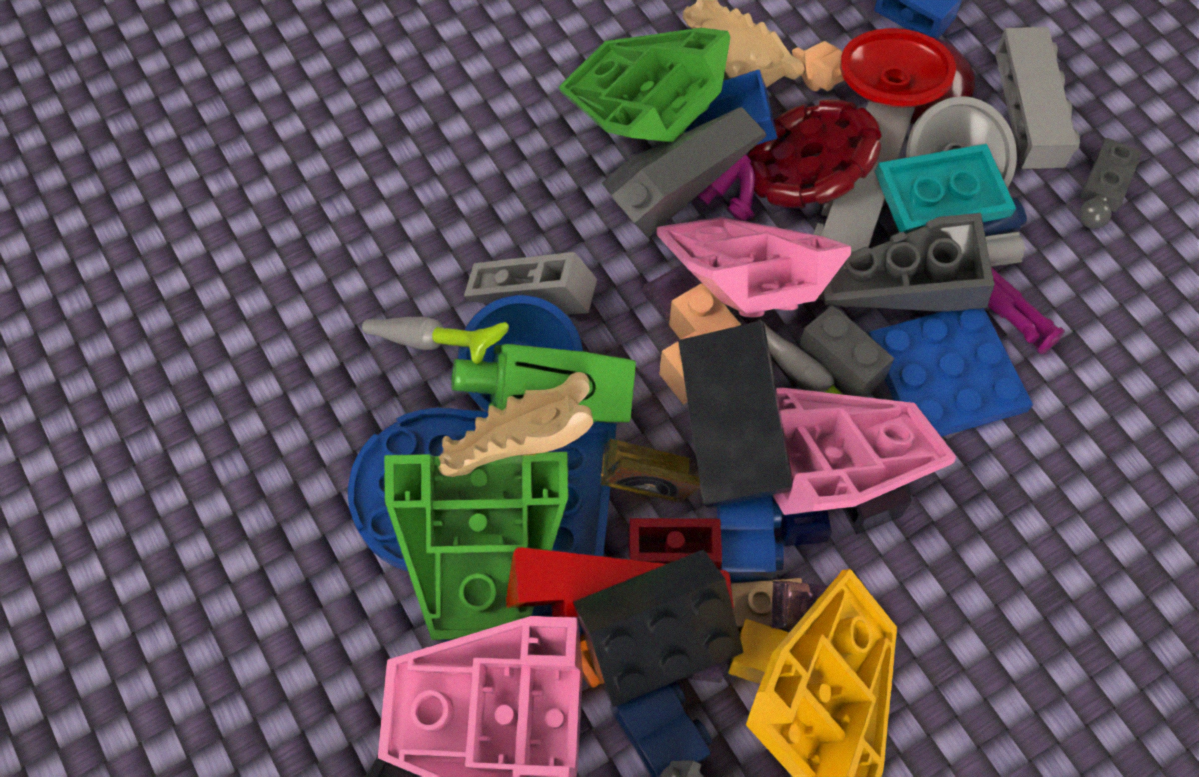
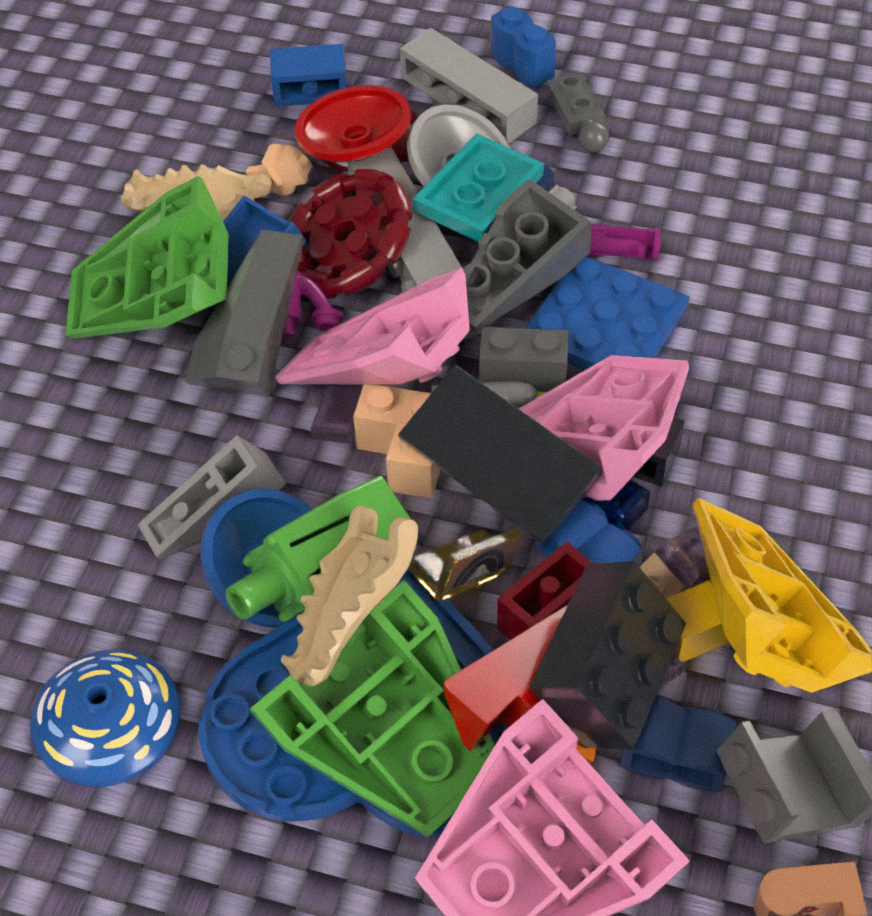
camera: 40 degrees left, 10 degrees down
(336, 399) = (109, 739): none -> blue dish
(429, 334) = (171, 597): piece -> none
(1114, 94) = (523, 46): none -> blue brick

